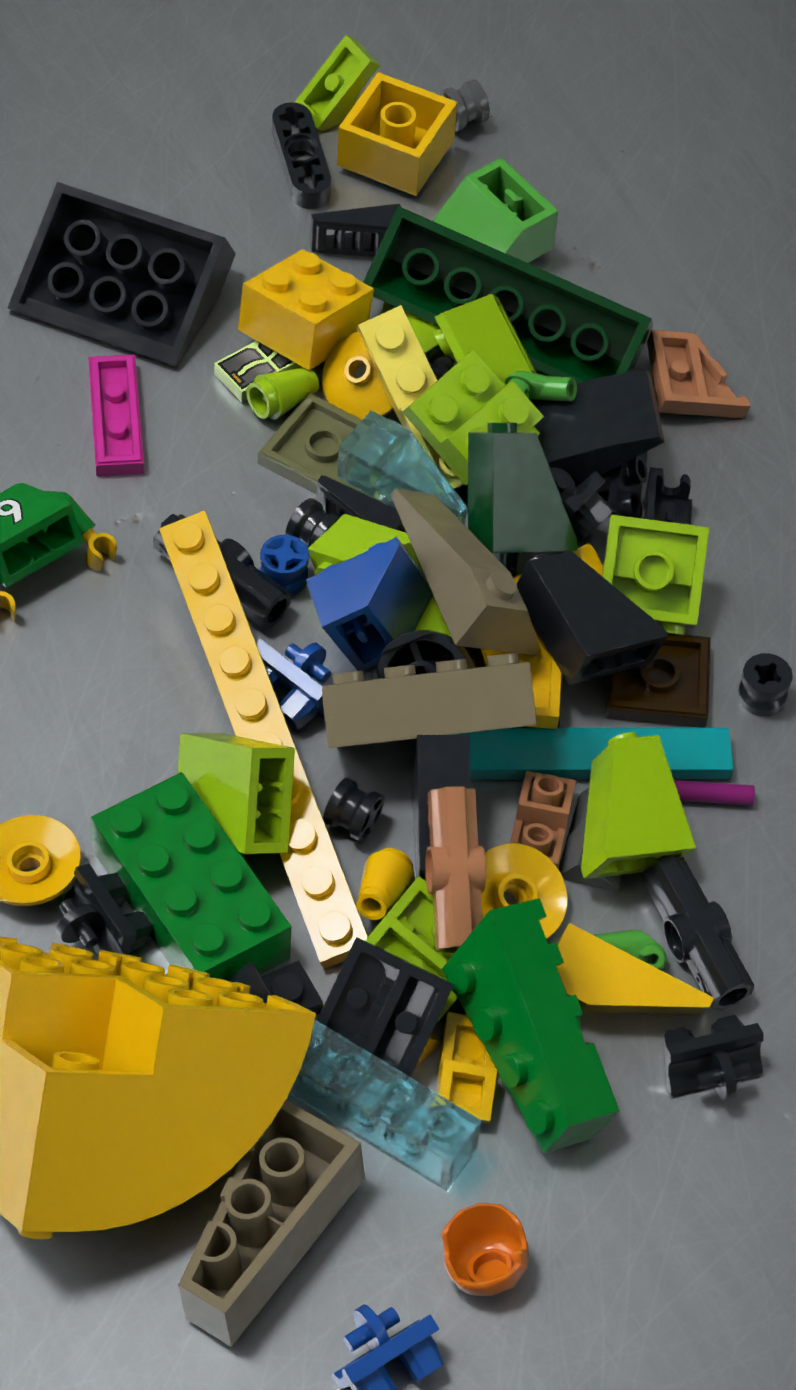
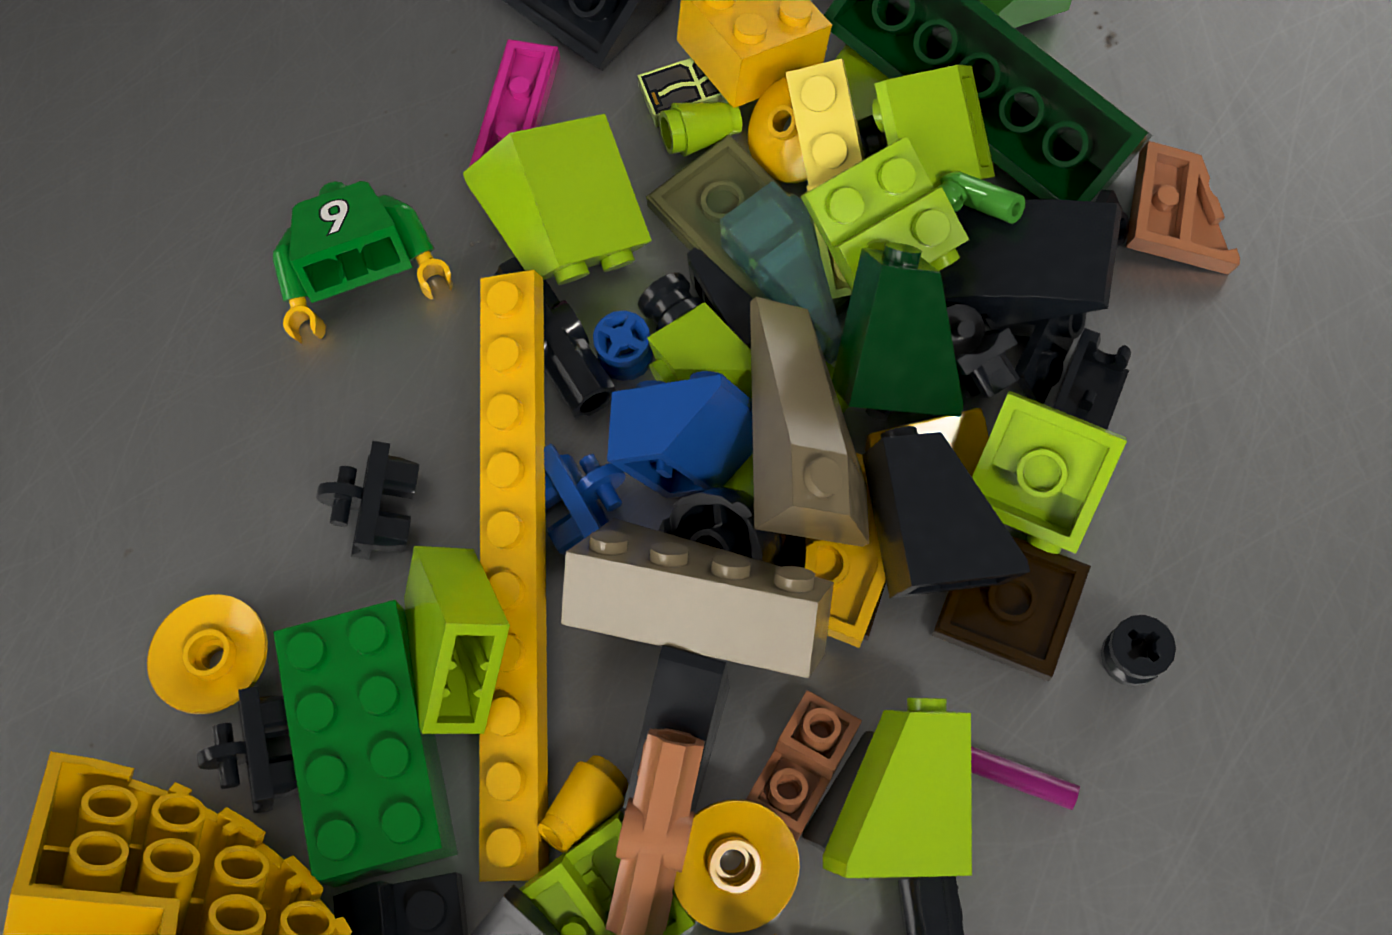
camera: 30 degrees right, 15 degrees up
(113, 721) = (374, 528): none -> black hips
(196, 459) = (561, 198): none -> lime slope
(353, 809) = (586, 688): black wheel -> none
(570, 751) = (884, 678): teal tile -> none

